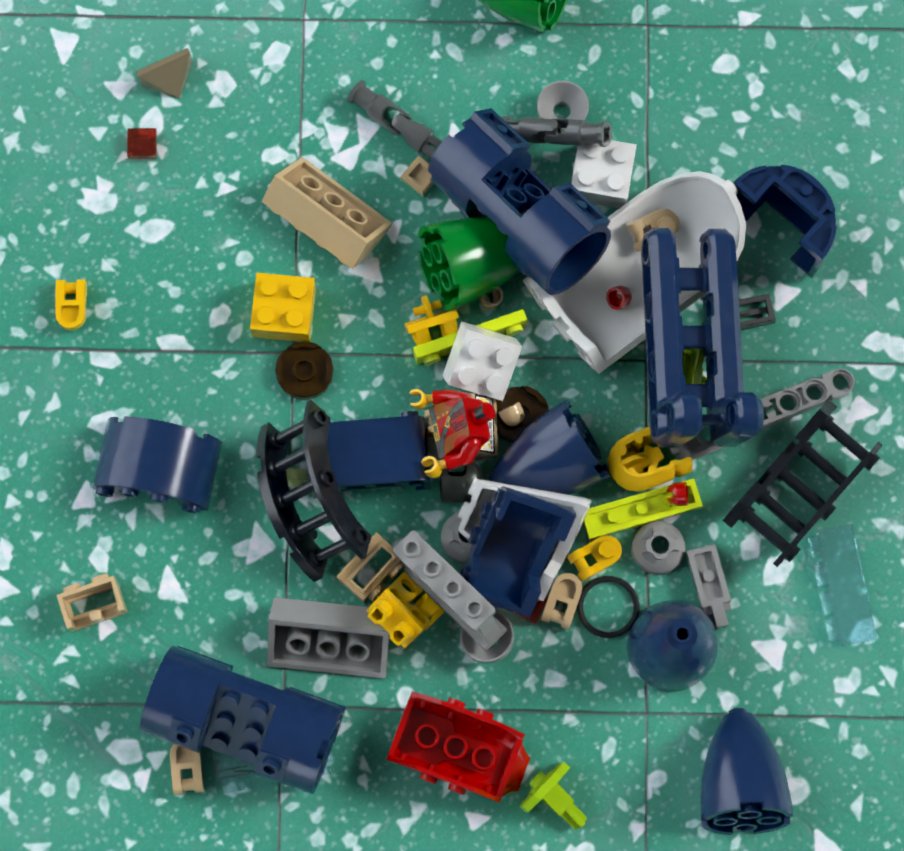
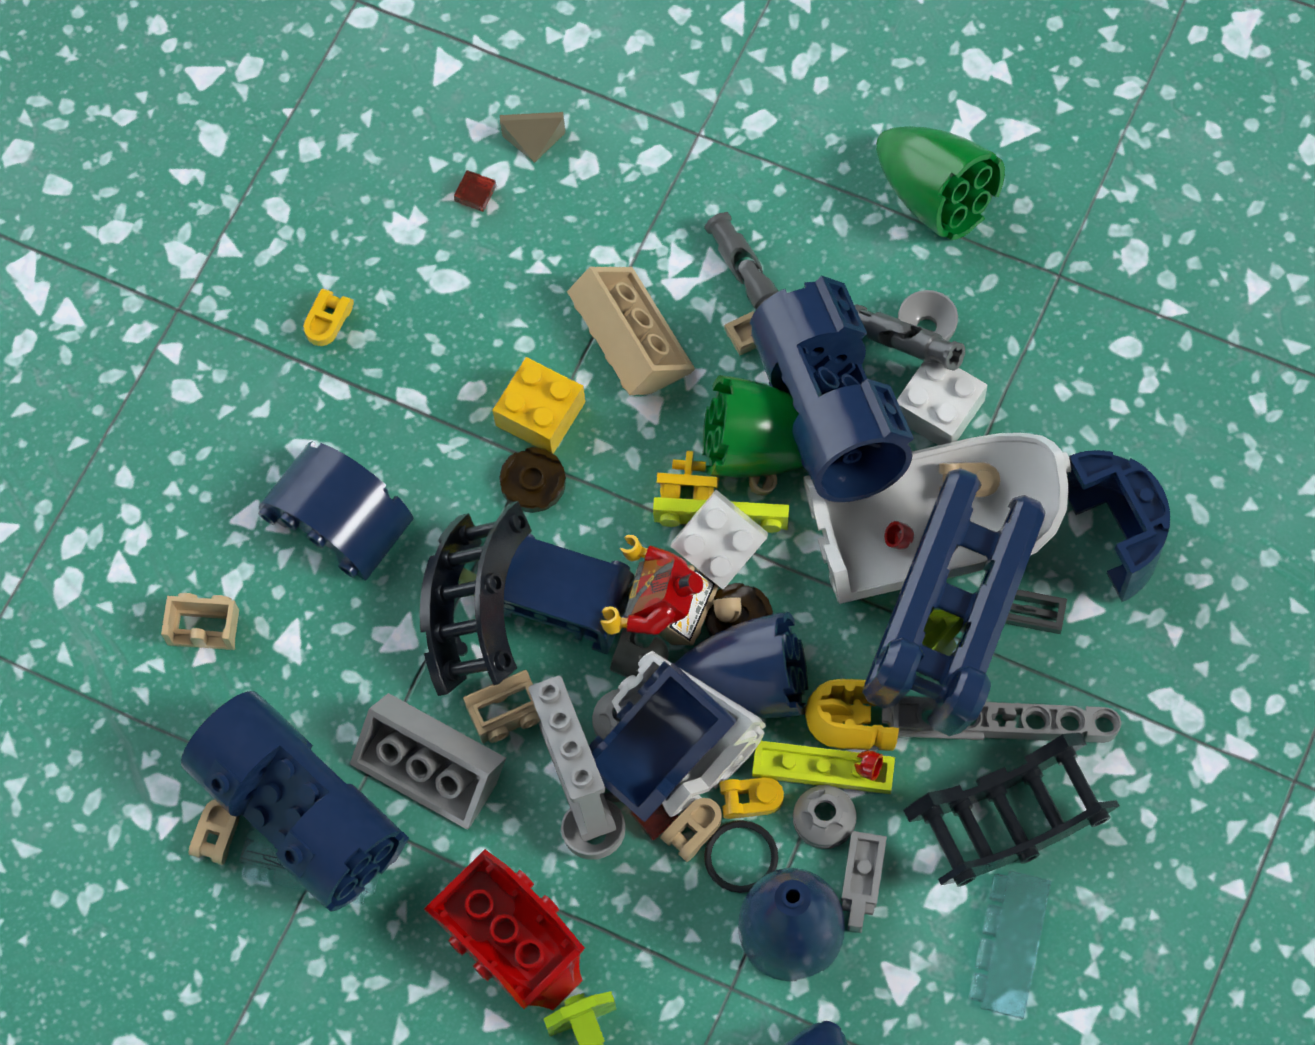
camera: 30 degrees right, 10 degrees down
(400, 618) = (508, 762): yellow hips -> none

